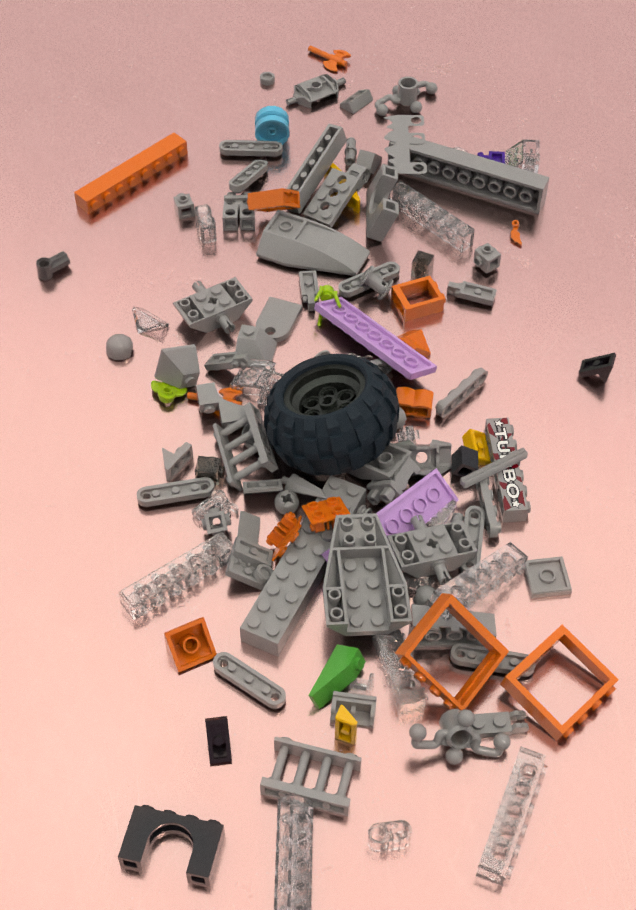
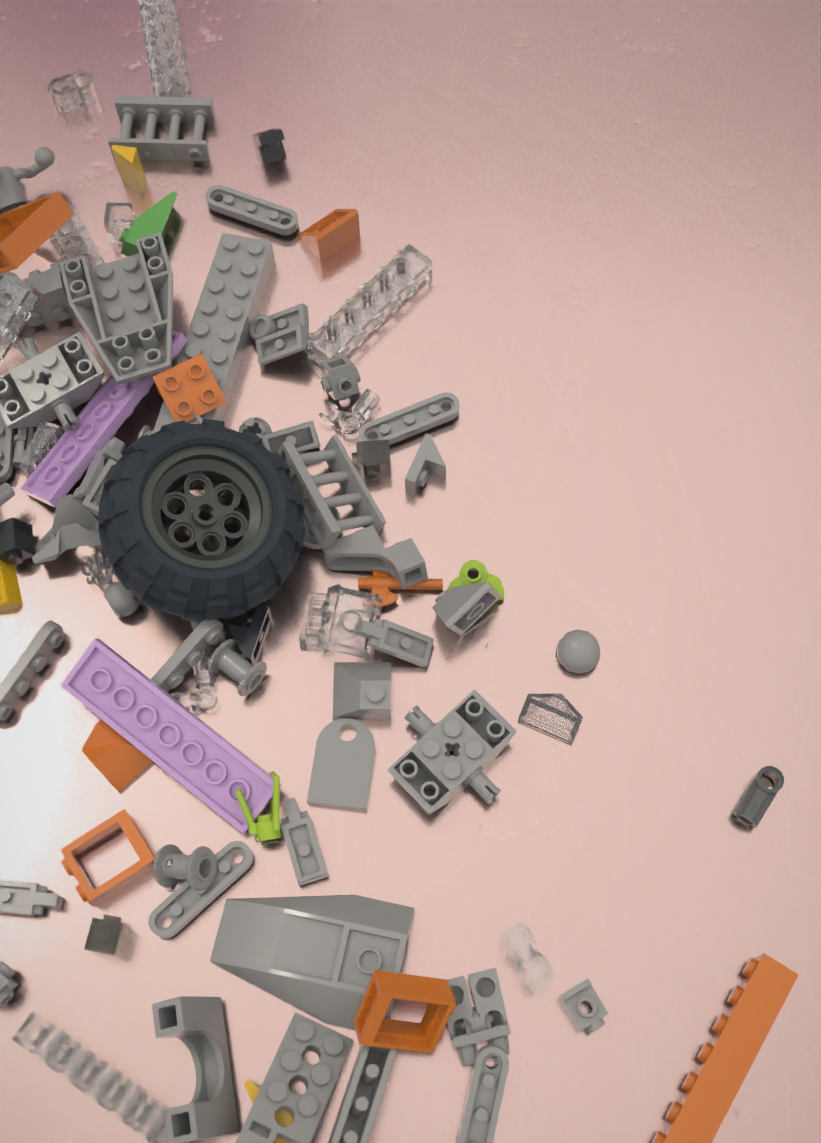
camera: 170 degrees right, 15 degrees up
(148, 824) = (314, 58): black arch -> none
(249, 526) = (297, 387): light grey slope -> none
(283, 533) = (239, 362): orange hinge -> none
(359, 706) = (141, 202): light grey hinge -> none
(415, 402) = (109, 627): orange brick -> none
(423, 595) = (52, 335): light grey piece -> none

